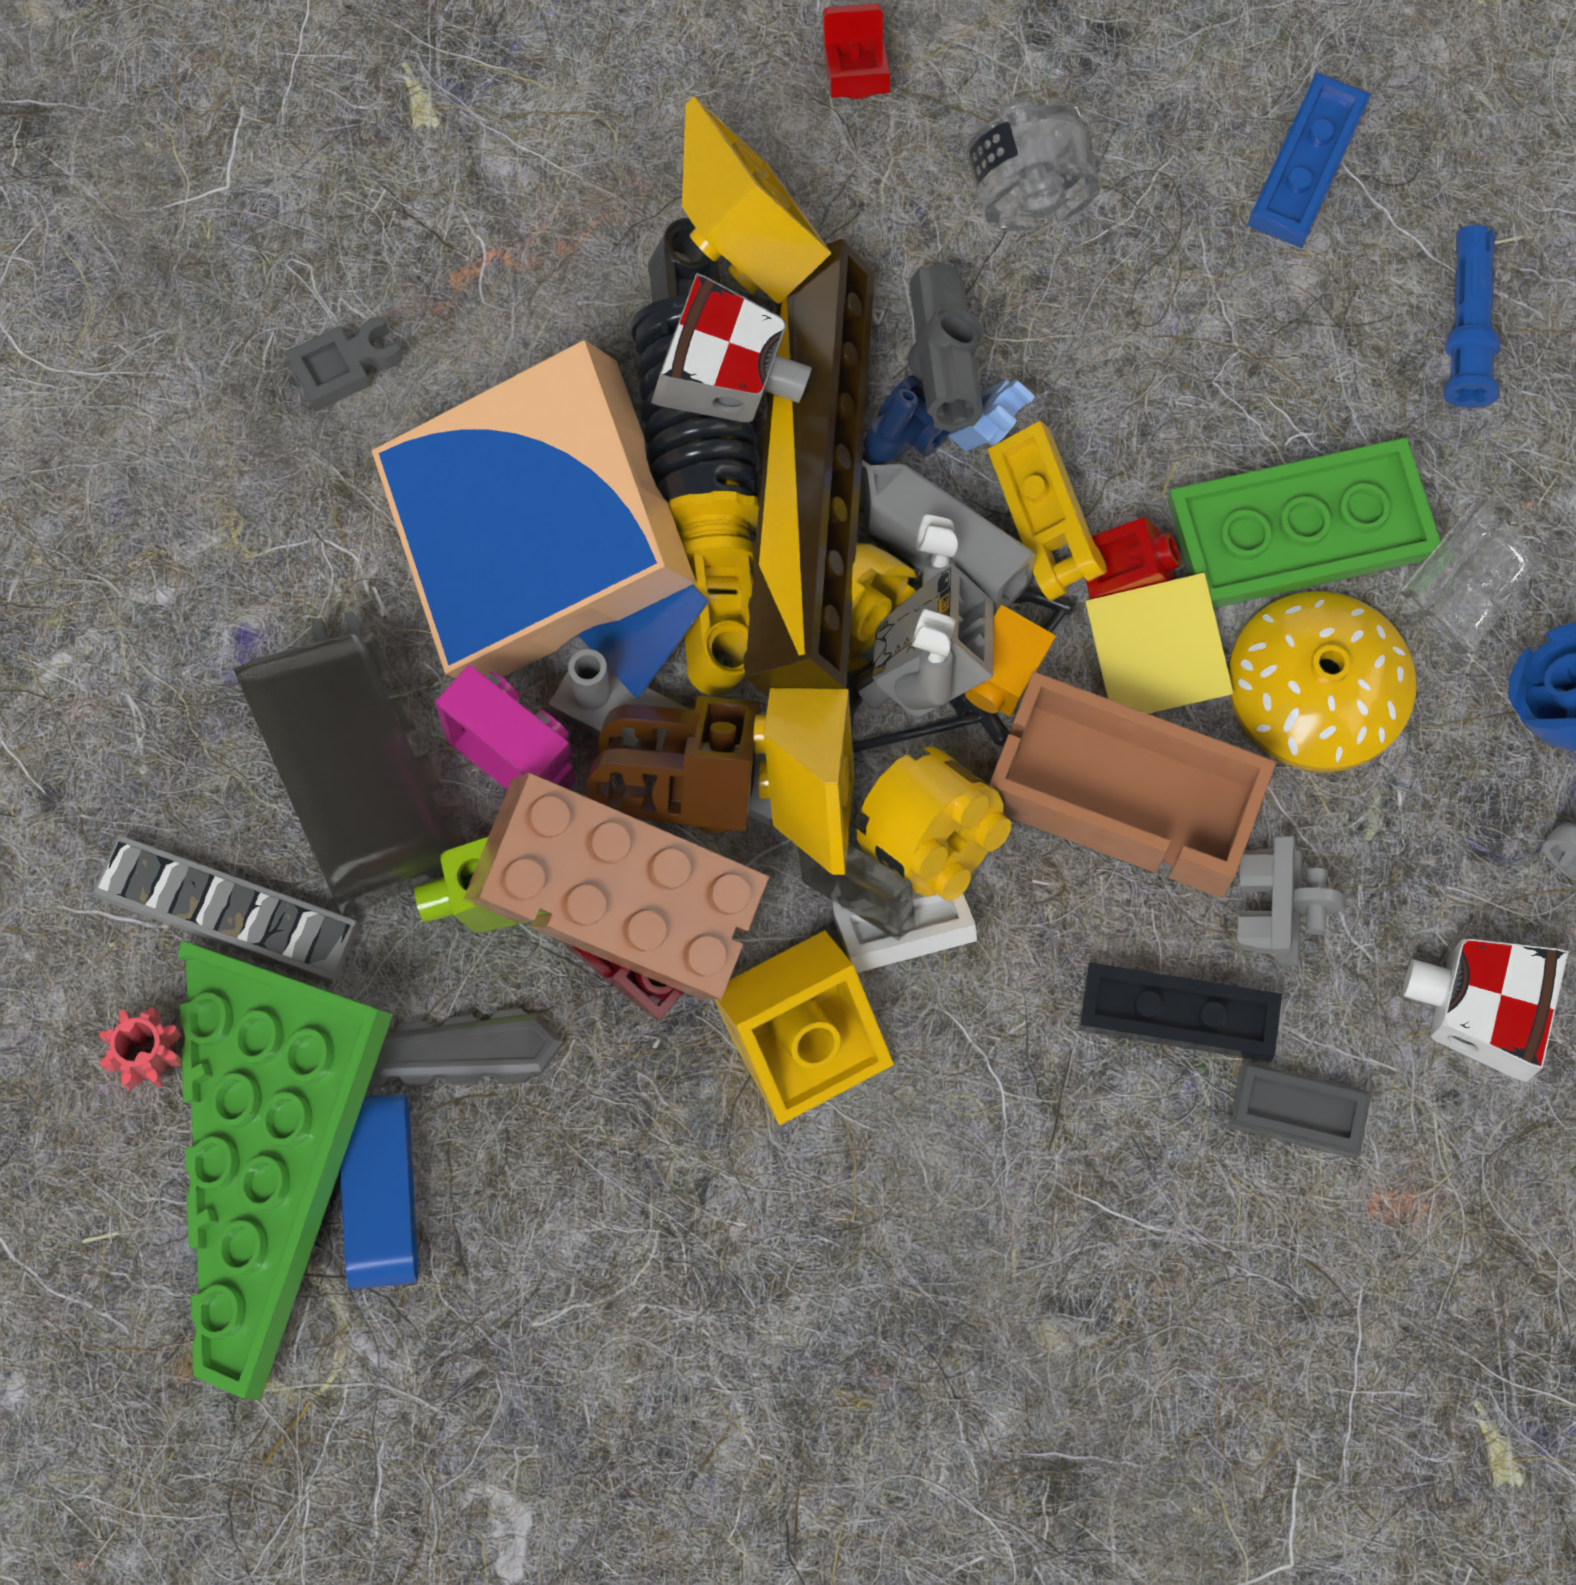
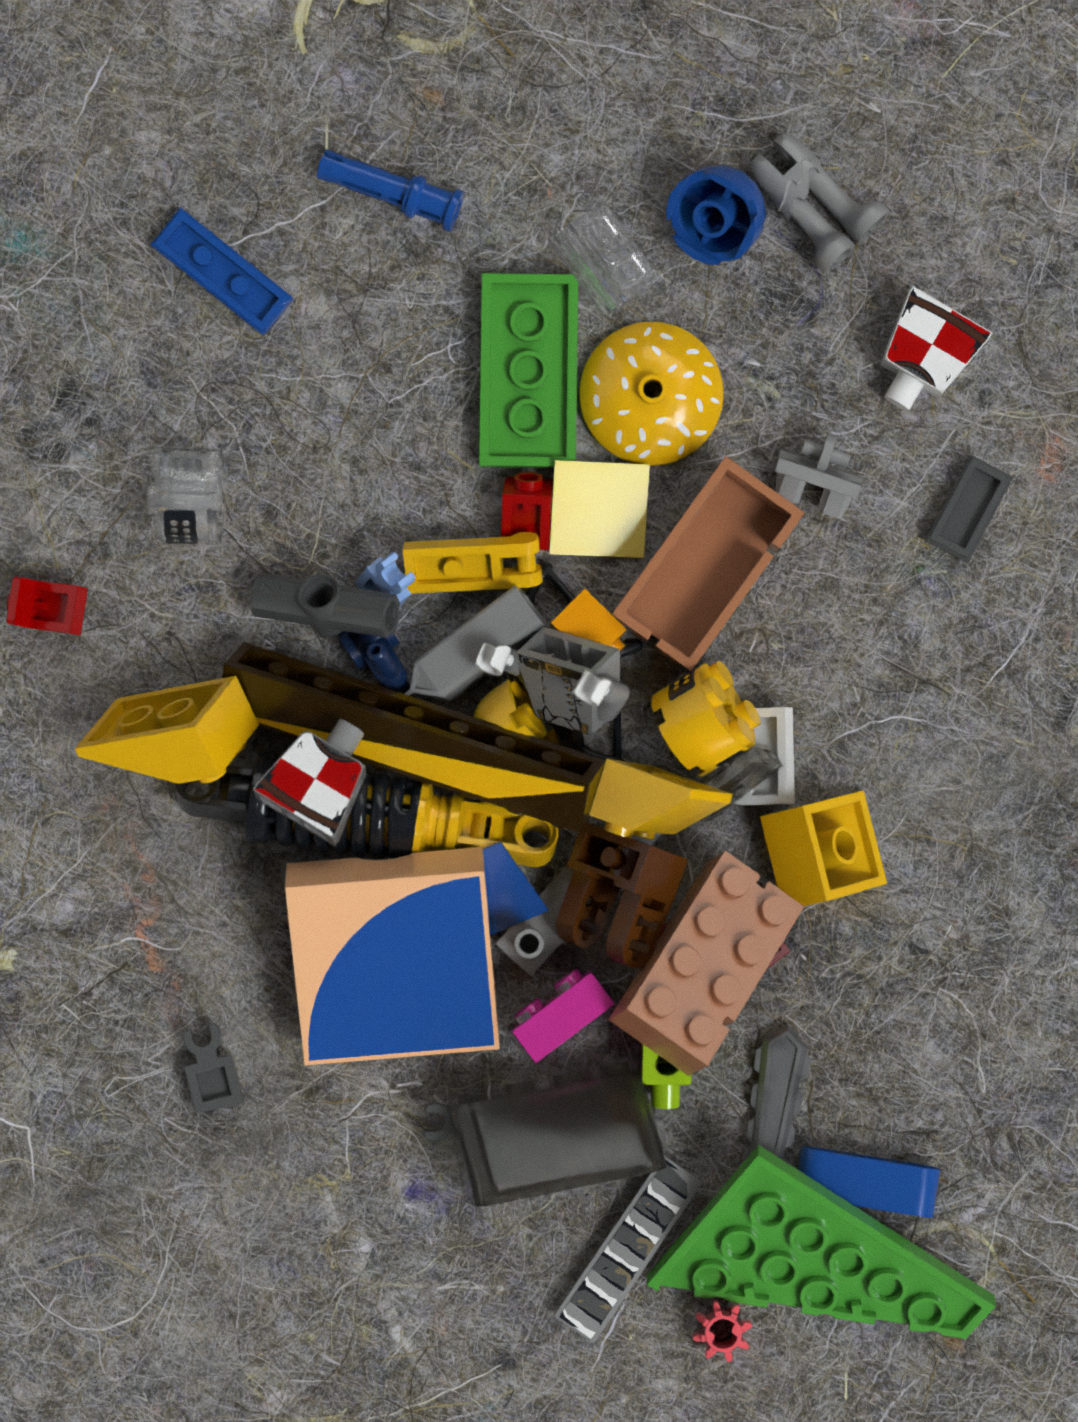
camera: 75 degrees left, 15 degrees up
(1180, 1012) = (879, 575): black plate -> none

